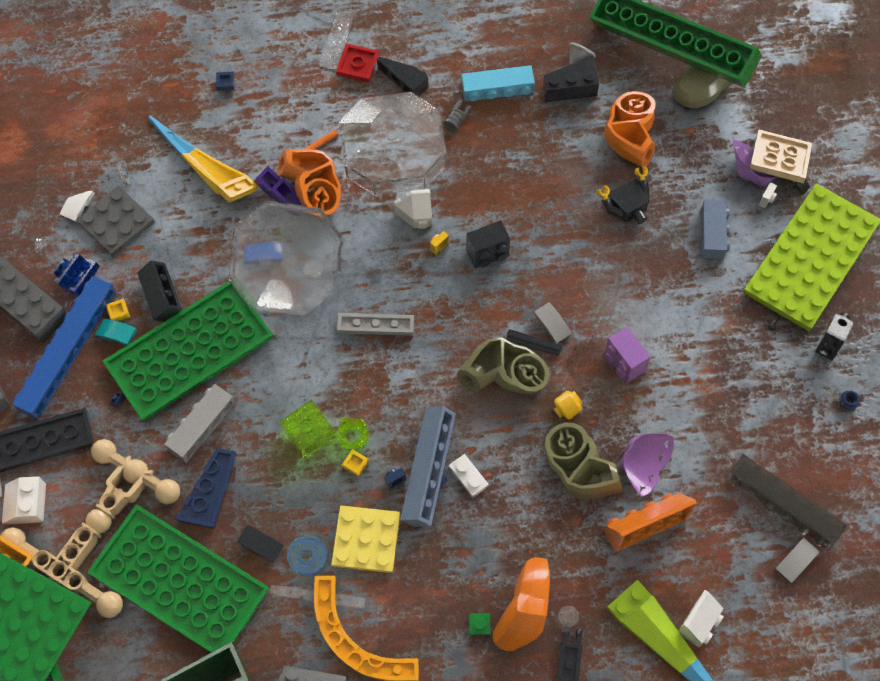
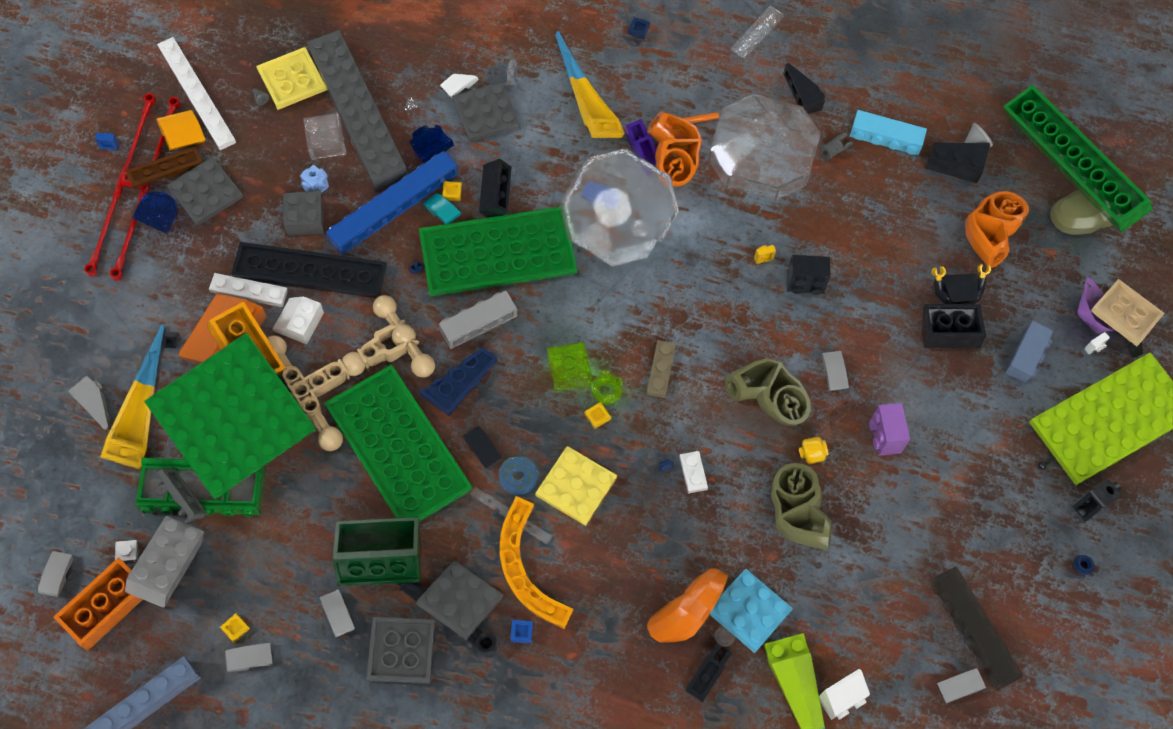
camera: 20 degrees right, 0 degrees up
(357, 63) = (766, 60): red plate -> none
(375, 324) = (673, 301): light grey plate -> none
(394, 392) = (661, 369): none -> dark tan plate
(394, 478) = (626, 443): dark blue plate -> none
(415, 208) = (757, 214): white slope -> none
(428, 466) = (660, 447): sand blue brick -> none
(479, 624) = (641, 605): green plate -> none
(534, 342) = (809, 380): black axle -> none
(581, 581) = (750, 610): none -> medium azure plate
(637, 235) = (953, 326): none -> black slope
(642, 460) = (860, 531): medium lavender piece -> none
(649, 521) = (839, 586): orange slope -> none

